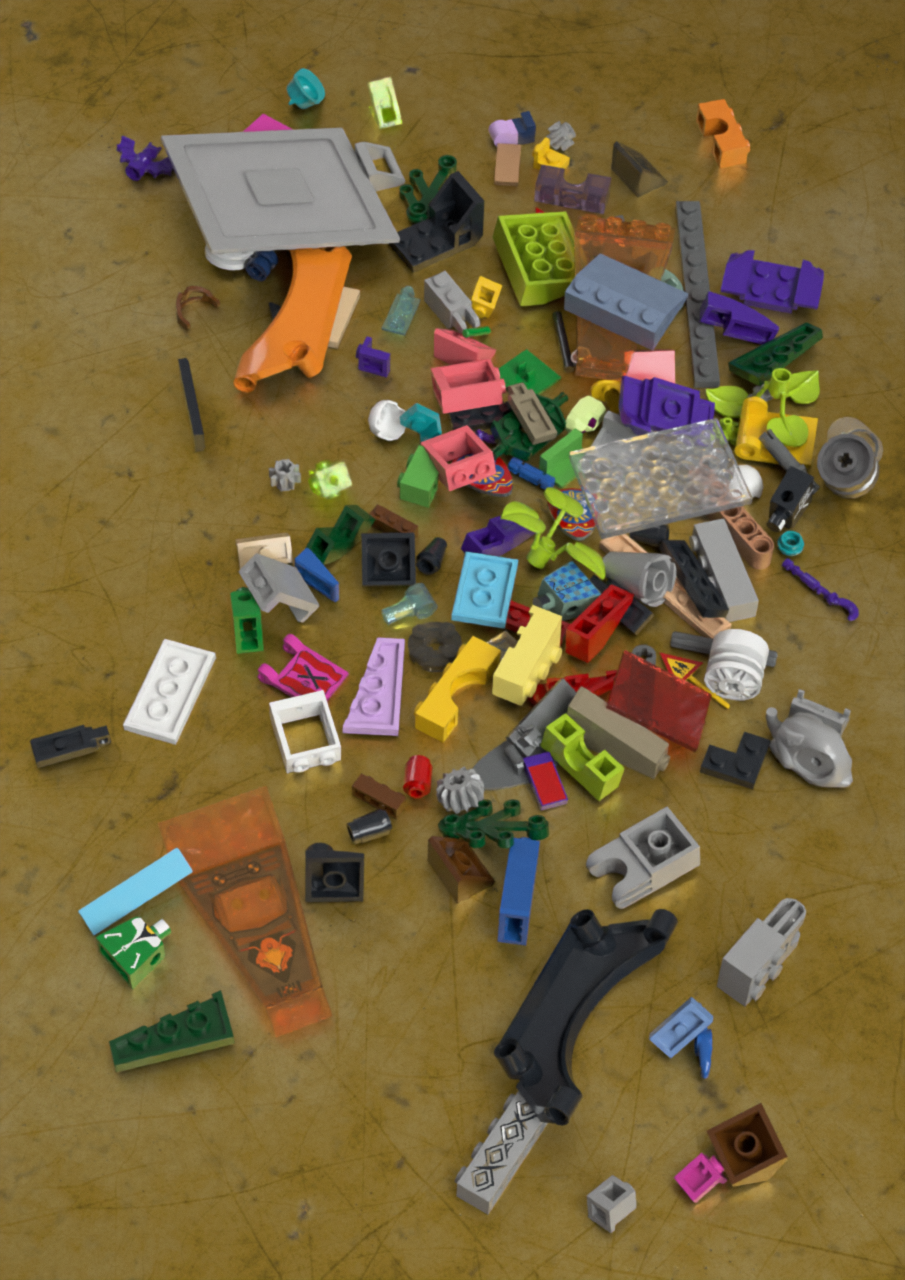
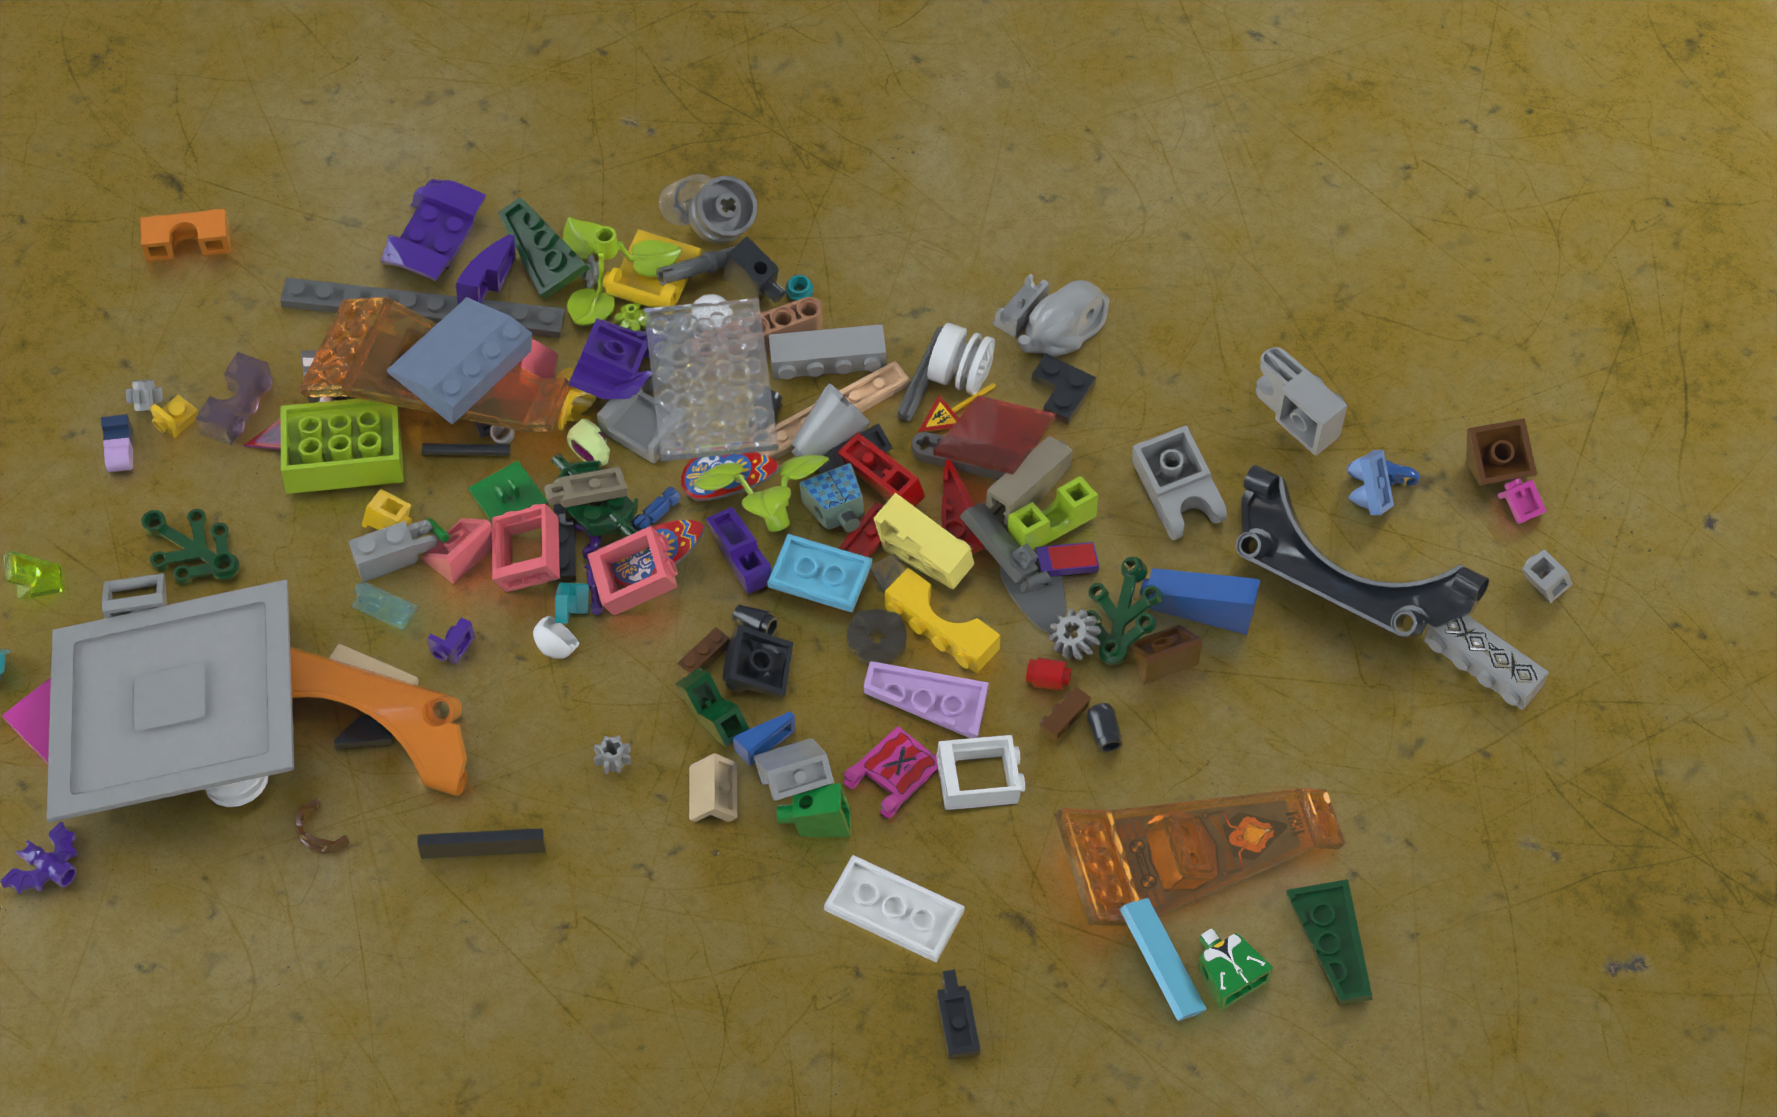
camera: 80 degrees left, 5 degrees up
(329, 478) = (631, 705): clear neon green brick -> none
(333, 874) = (1167, 764): black slope -> none
(416, 602) = (820, 646): clear light blue pin -> none
(419, 480) = (645, 616): bright green slope -> none
(452, 226) = (264, 534): black bracket -> none
(507, 164) = (169, 458): medium nougat slope -> none
(556, 459) = (645, 475): bright green panel -> none
(635, 170) = (221, 331): clear smoke slope -> none
(695, 579) = (842, 377): black plate -> none
(832, 598) = (851, 281): dark purple piece -> none

